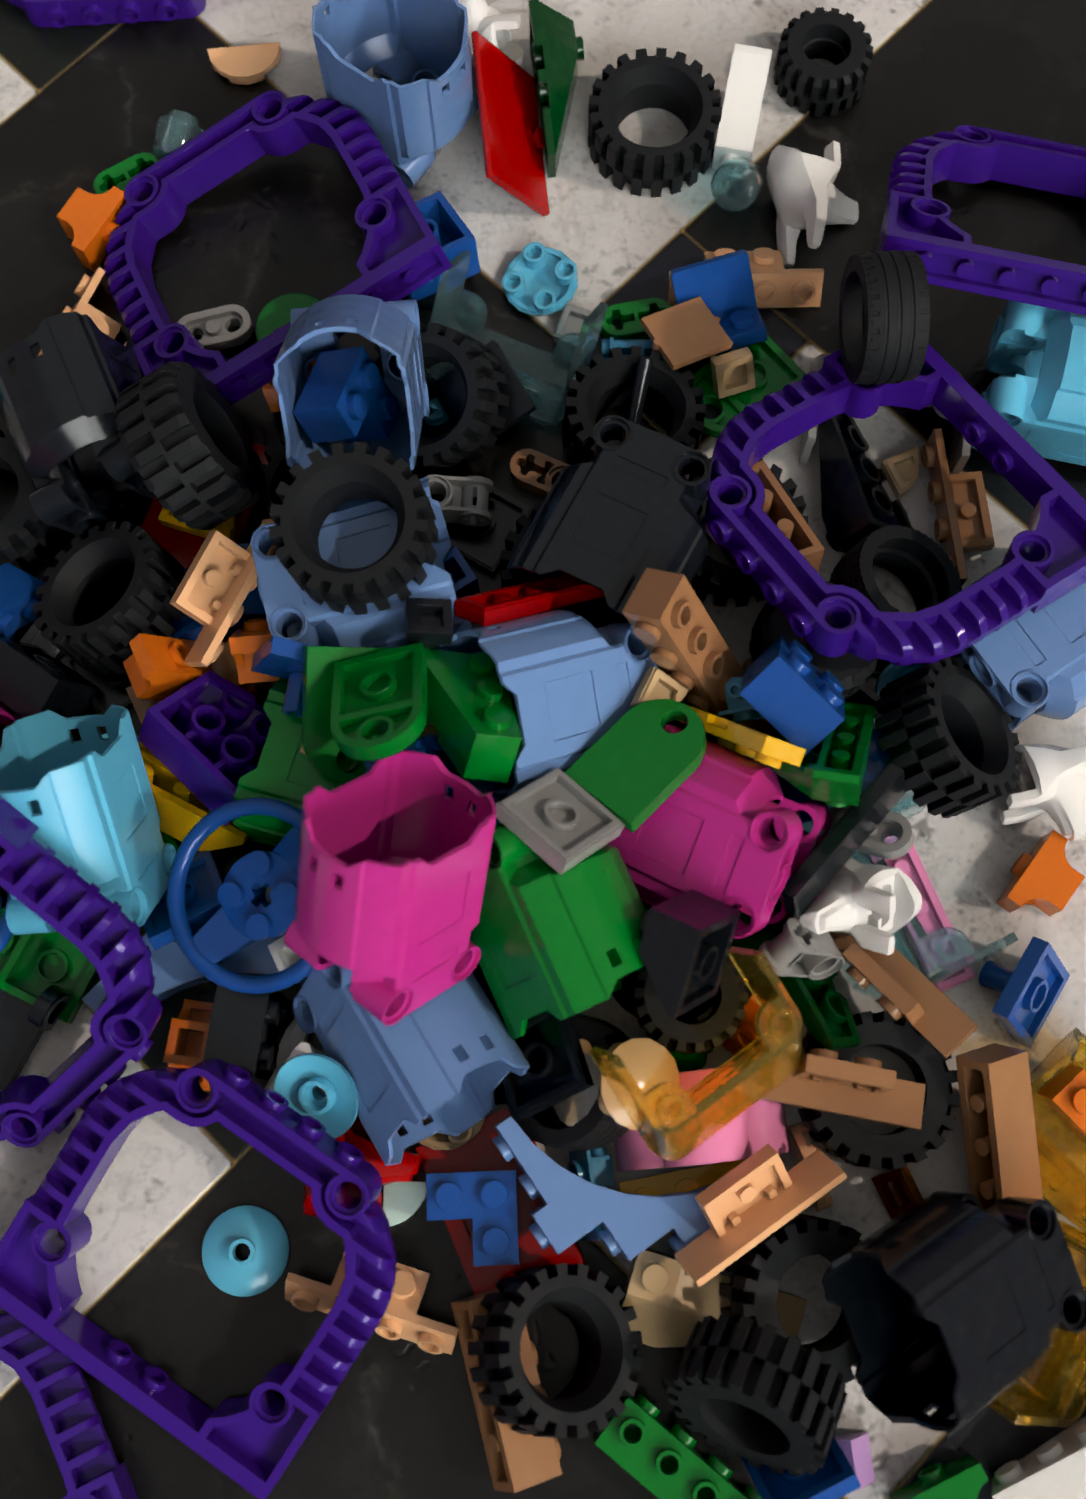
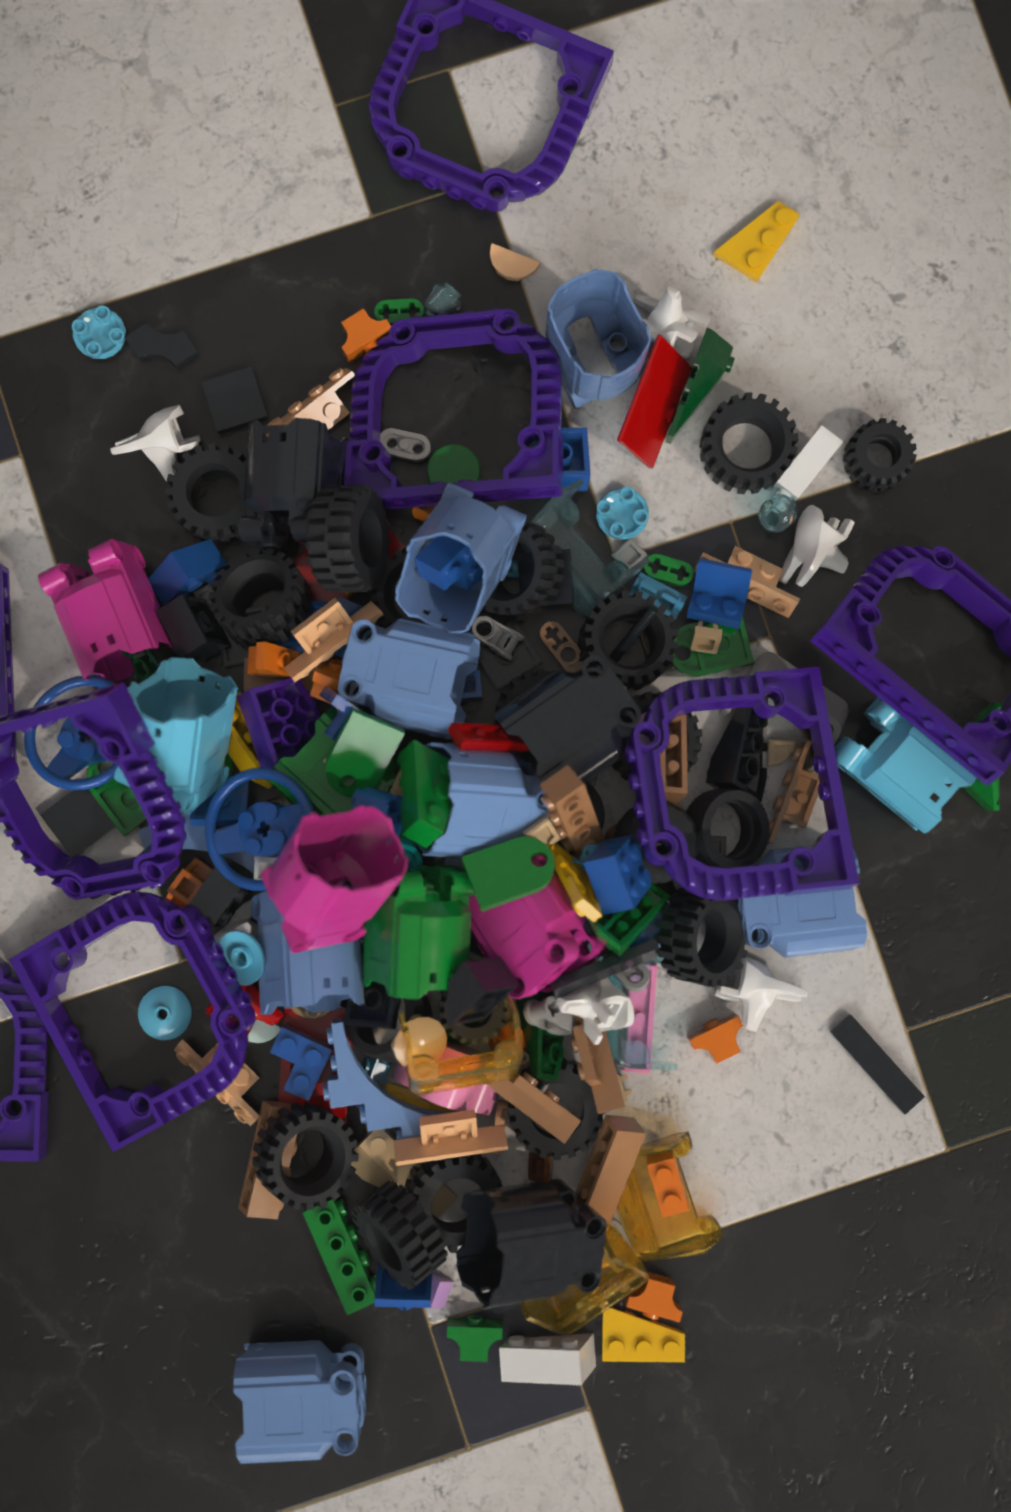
camera: 25 degrees right, 10 degrees up
(49, 1007) = (117, 824): black tile -> none
(325, 487) = (386, 632): black tyre -> none
(378, 696) = (376, 765): green tile -> none
(428, 622) = (429, 730): black tile -> none
(558, 820) = (442, 885): light grey tile -> none
(686, 333) = (688, 602): medium nougat piece -> none
(884, 317) = (794, 675): black tyre -> none
(1027, 991) = (671, 1097): blue tile -> none

